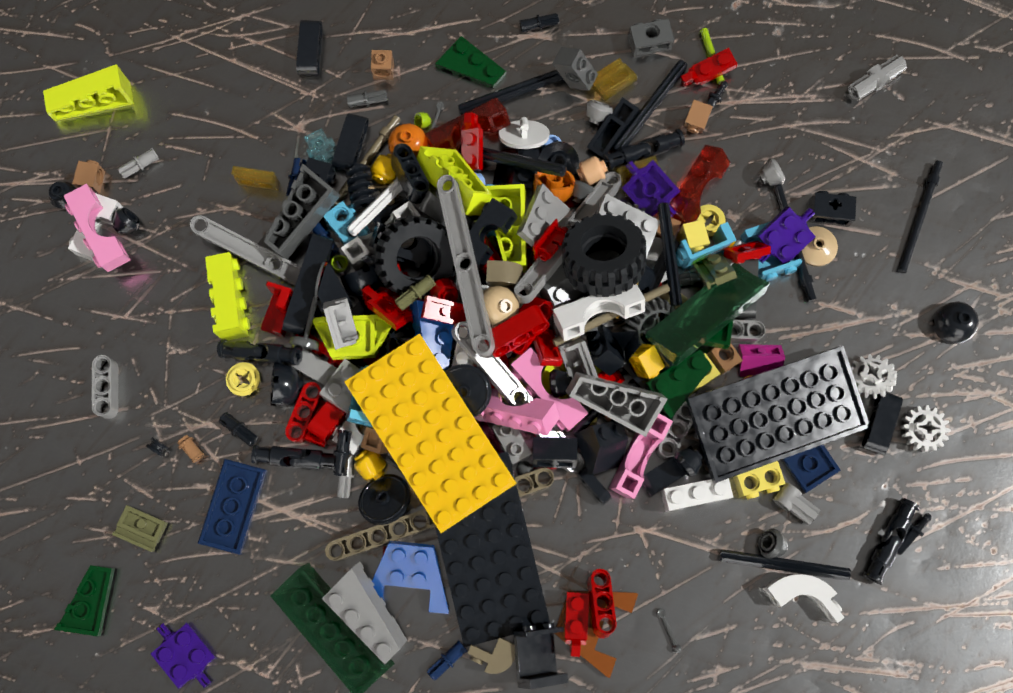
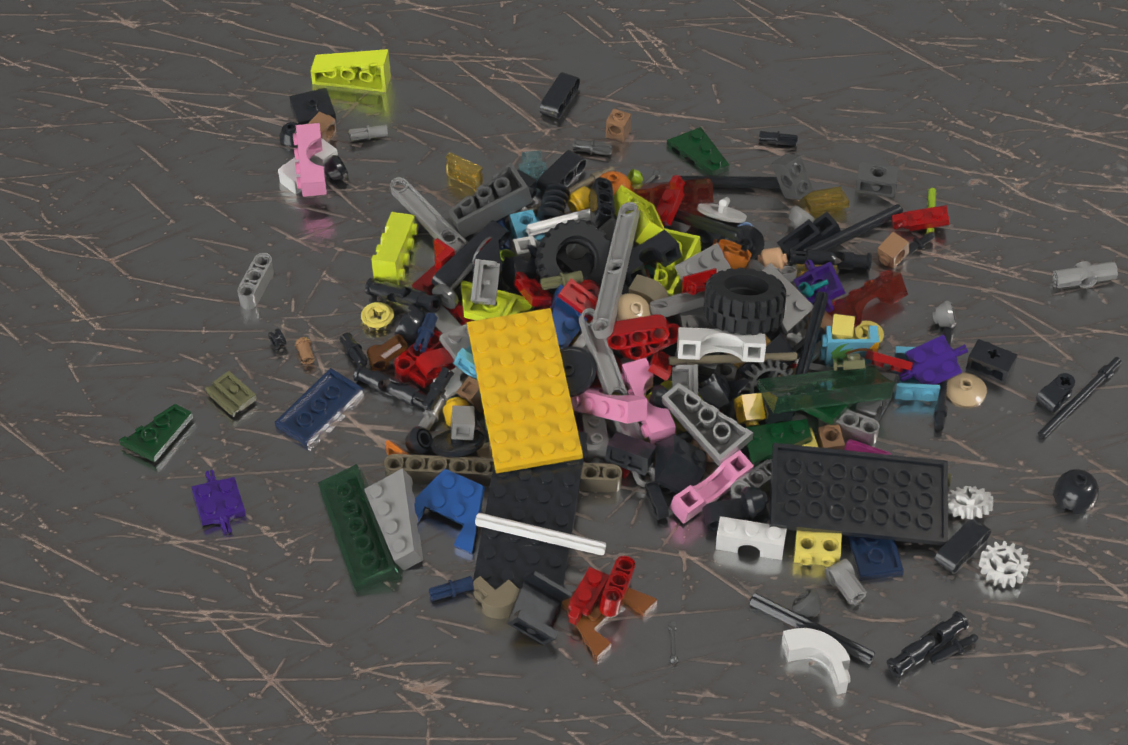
camera: 25 degrees right, 25 degrees down
(66, 150) = (310, 103): none -> black plate
(269, 426) = (381, 355): none -> reddish brown piece
(302, 391) = (425, 332): none -> dark blue axle
(332, 528) = (393, 448): none -> orange slope
(347, 511) = (419, 440): none -> black cone
(383, 483) = (462, 422): none -> light grey brick
(509, 578) = (540, 534): none -> white axle
(646, 198) = (808, 290): none -> teal hand
(901, 221) = (1056, 392): none -> black piece

